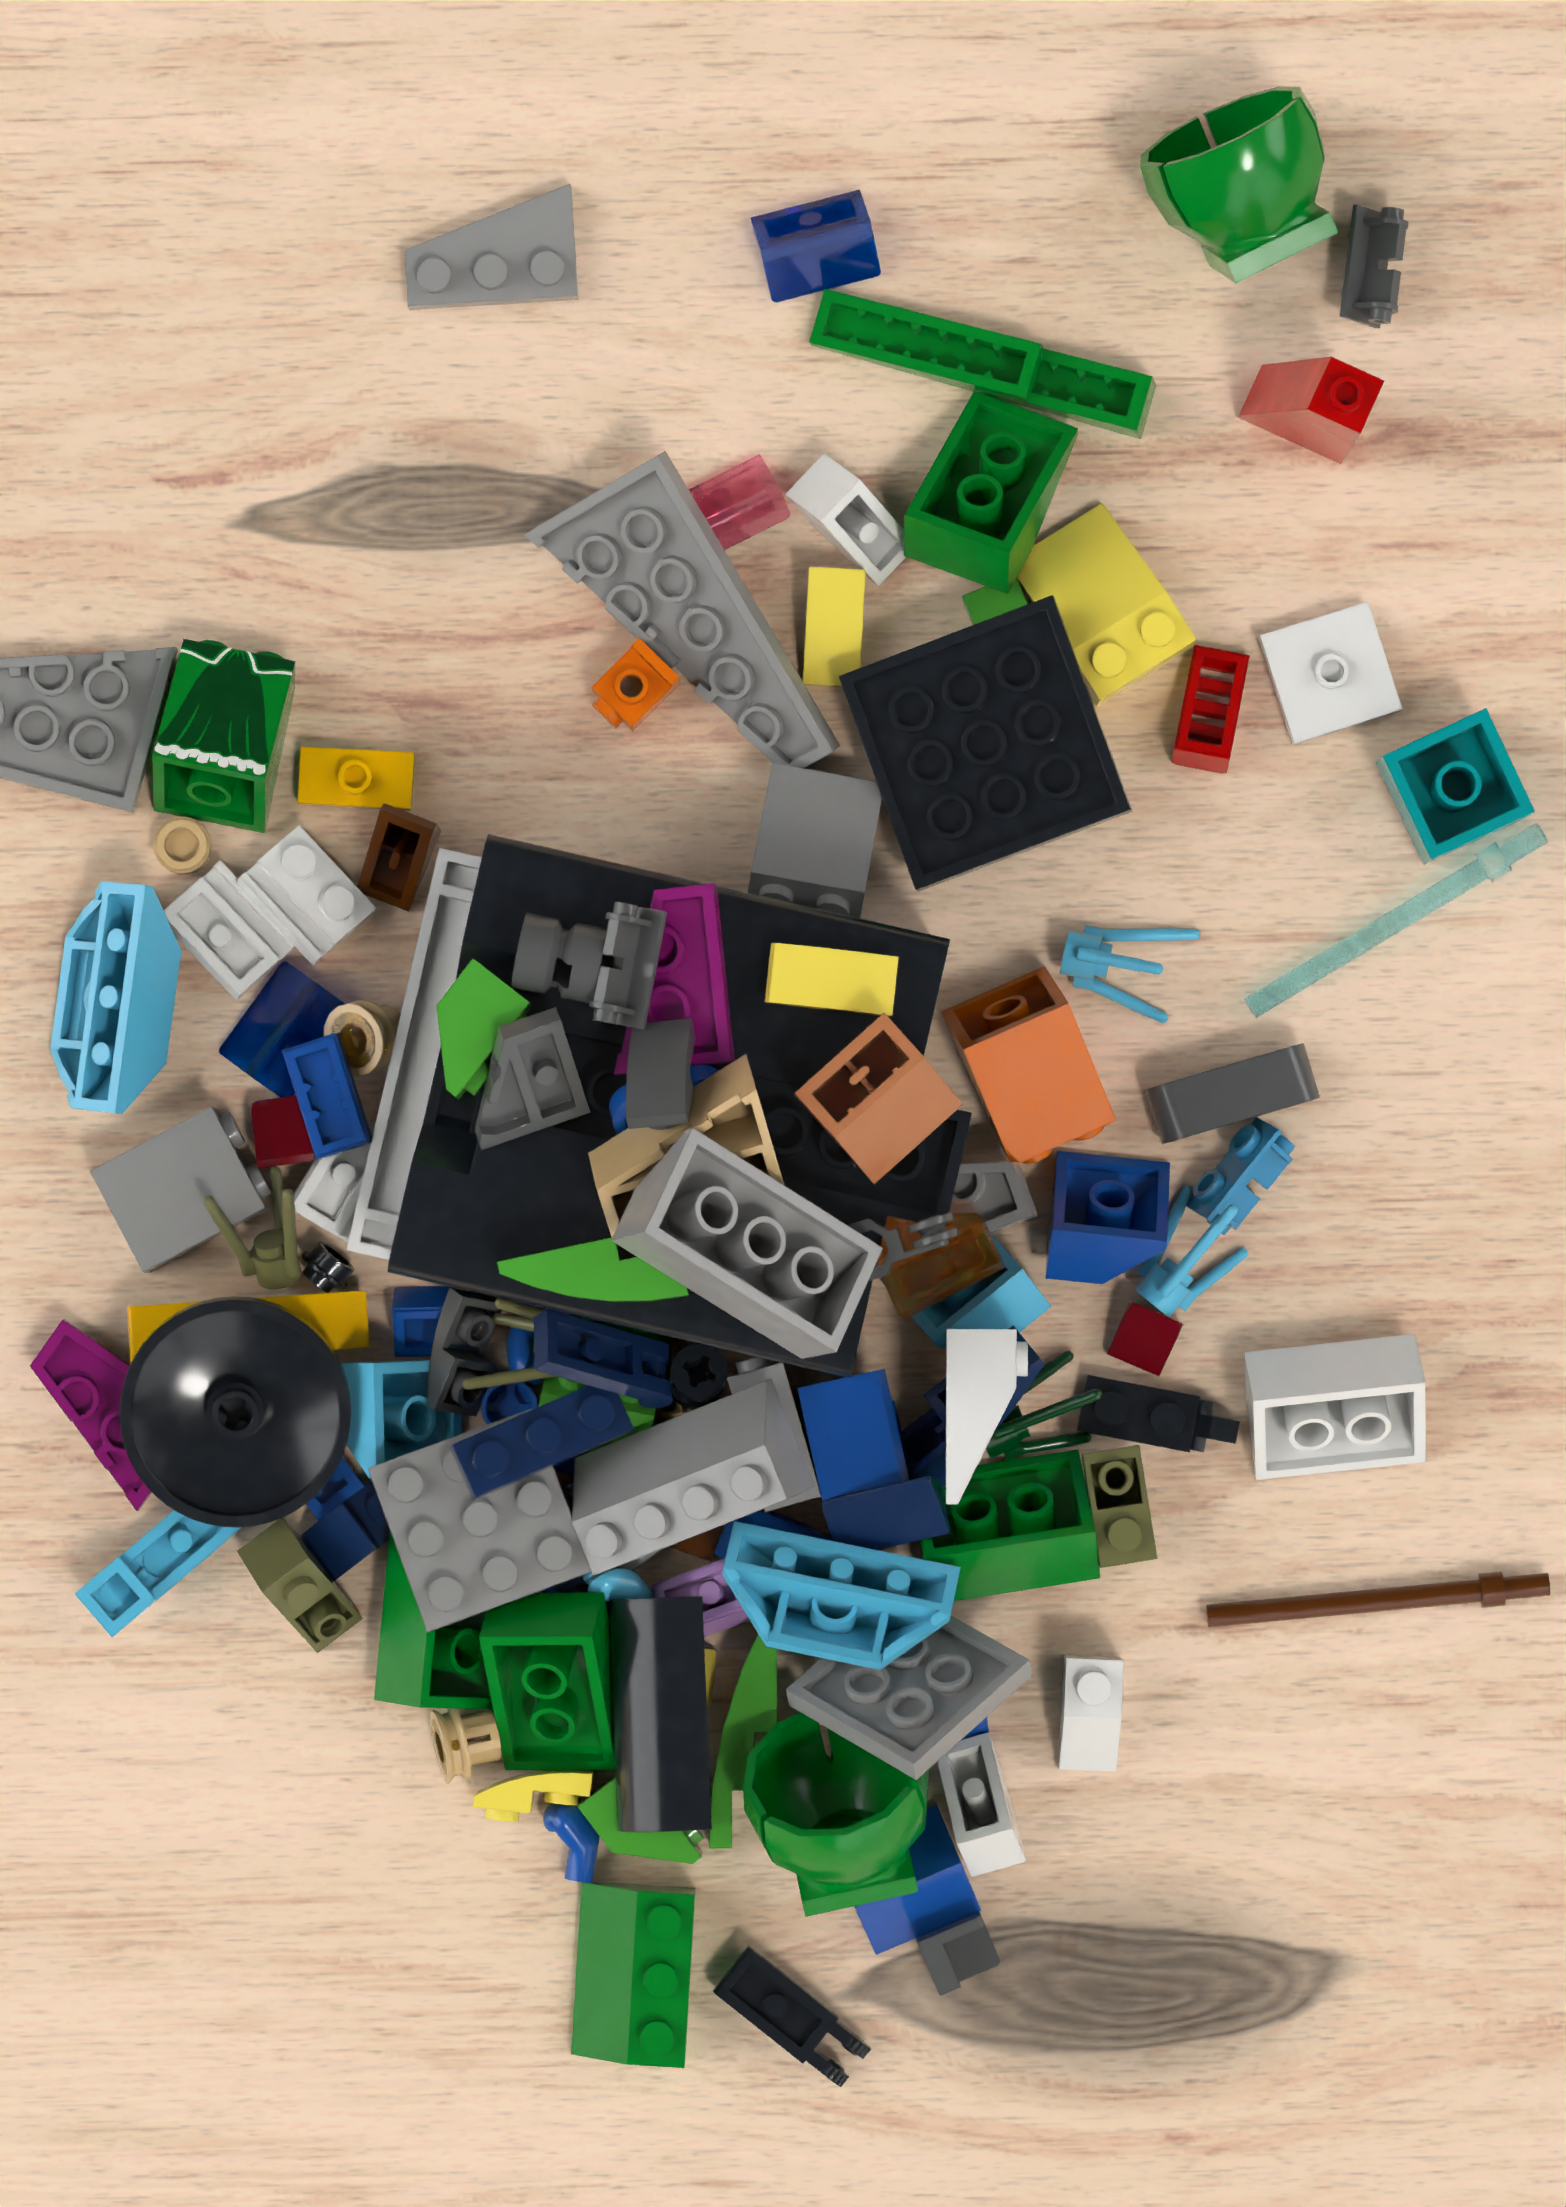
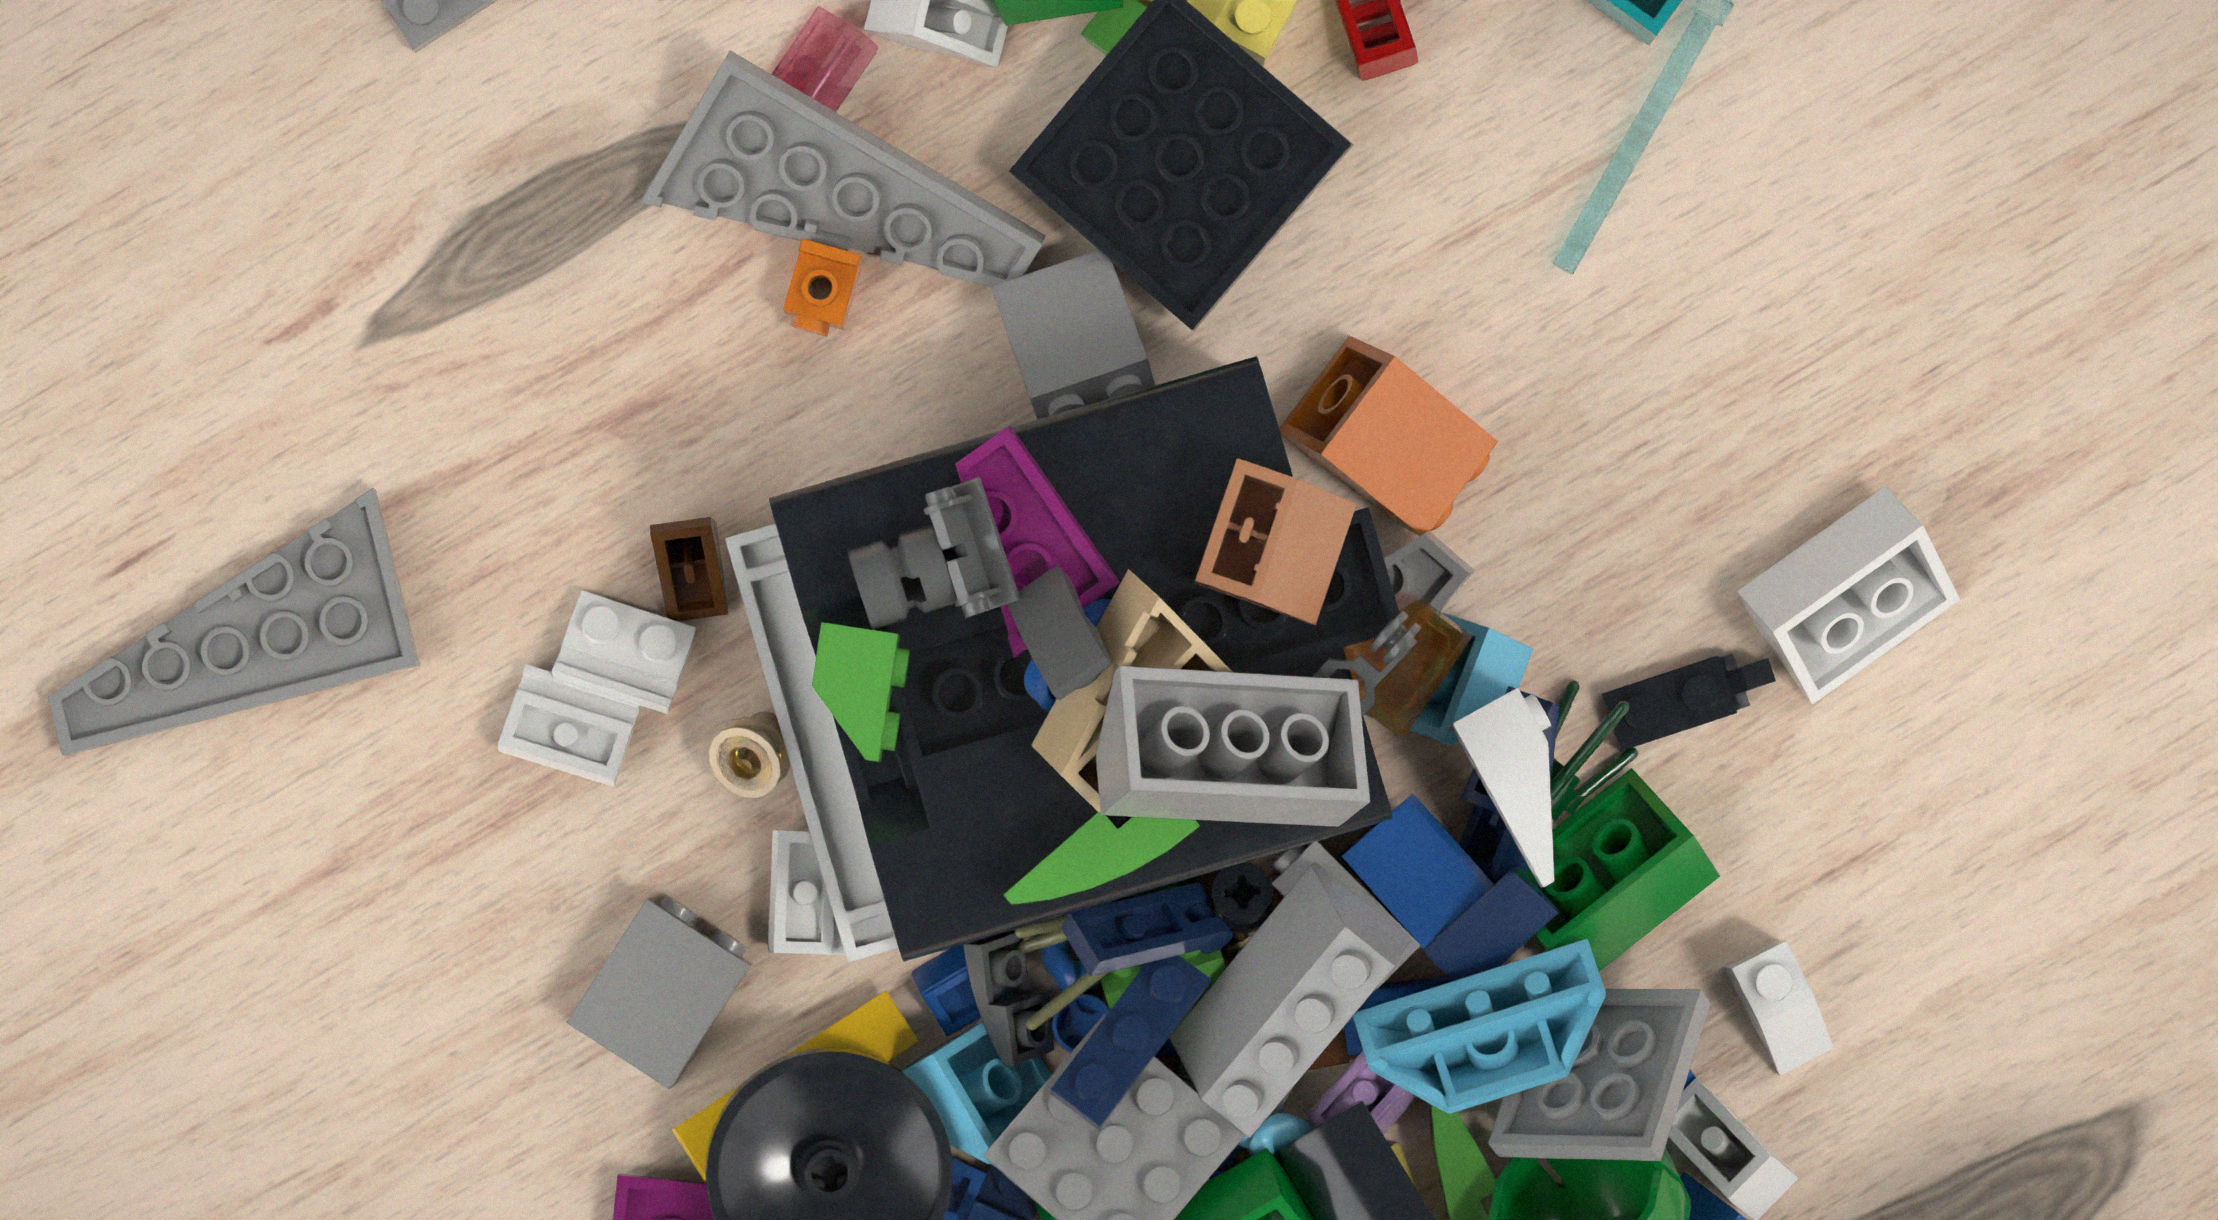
camera: 30 degrees left, 0 degrees up
(115, 998) = (499, 847): medium azure wedge -> none
(182, 845) = (482, 669): tan tile -> none
(222, 735) = (463, 545): slope -> none
(275, 1250) = (780, 1001): olive plant -> none
(280, 1132) = (725, 884): dark red slope -> none
(283, 1015) = (672, 791): clear blue panel -> none
(327, 1096) = (750, 828): blue plate -> none
(327, 1267) = (837, 989): black plate -> none
(355, 778) = (609, 517): yellow plate -> none
(529, 1081) = (938, 708): dark grey wing -> none
(831, 979) = (1168, 455): light yellow slope -> none
(833, 624) = (976, 126): light yellow slope -> none
(1089, 957) = (1386, 303): medium azure plant -> none
(1105, 1216) = (1536, 536): blue slope -> none
(1119, 1506) = (1701, 798): olive slope -> none
(1144, 1338) = (1636, 630): dark red slope -> none
(1167, 1284) = (1630, 567): medium azure plant -> none
(1232, 1093) = (1591, 356): dark grey beam -> none
(1254, 1153) = (1642, 400): dark azure hinge -> none
(1489, 1590) = (2084, 685): reddish brown bar -> none

